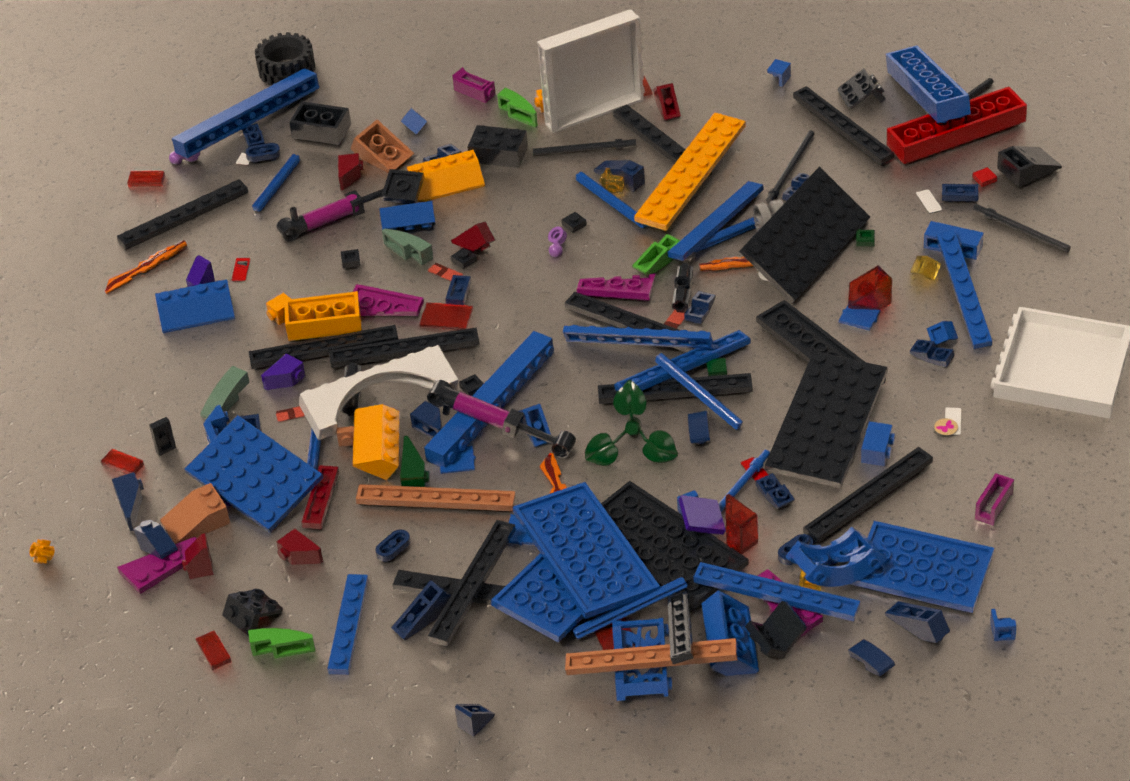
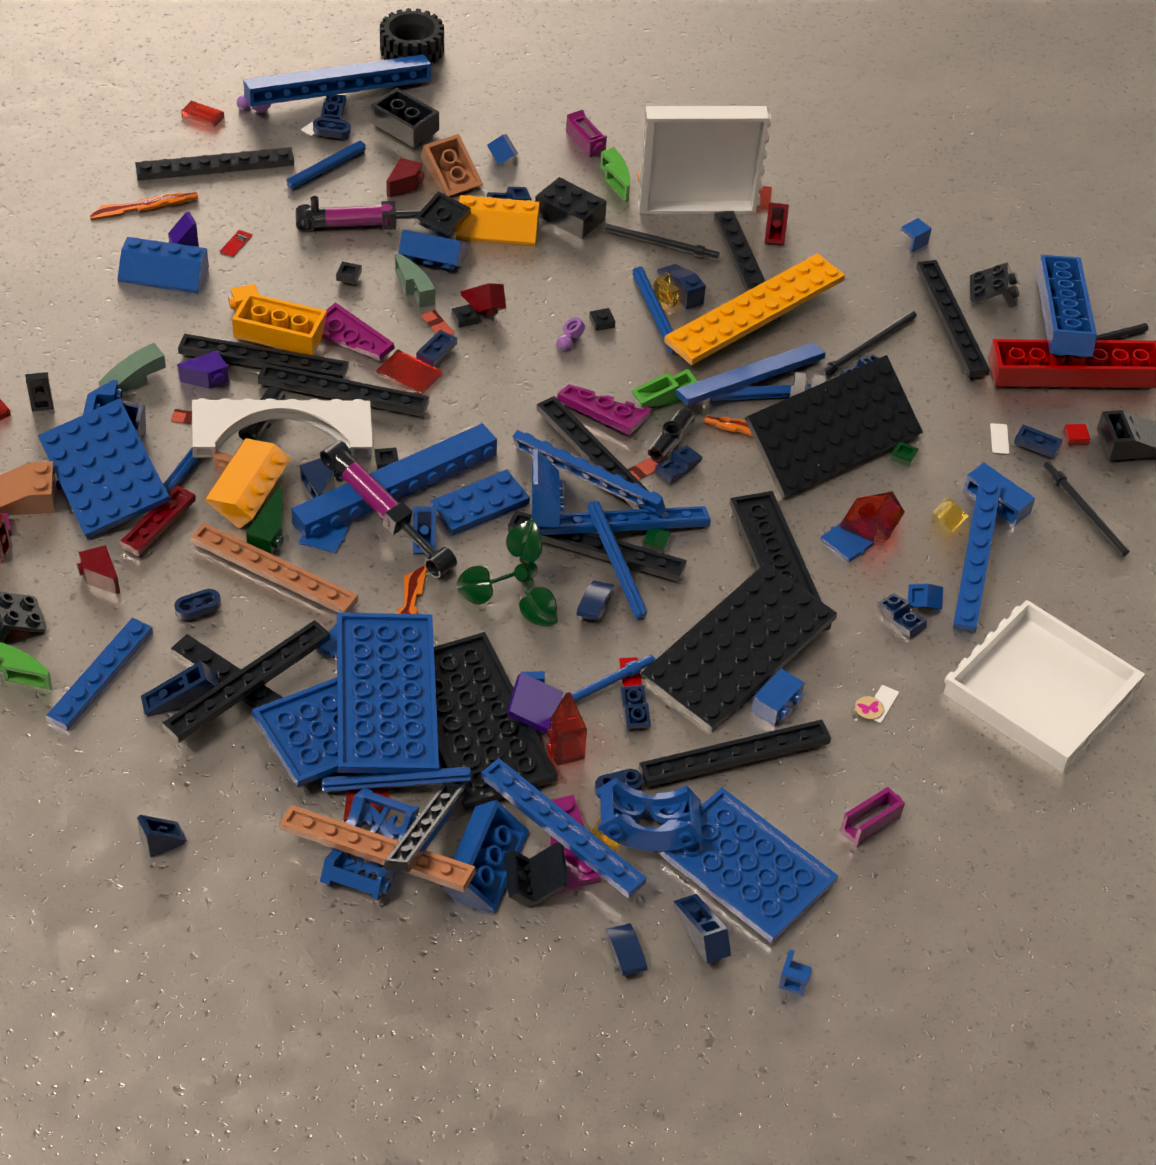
camera: 15 degrees right, 5 degrees up
(565, 389) = (480, 502): none -> blue plate
(615, 362) = (546, 492): none -> blue slope

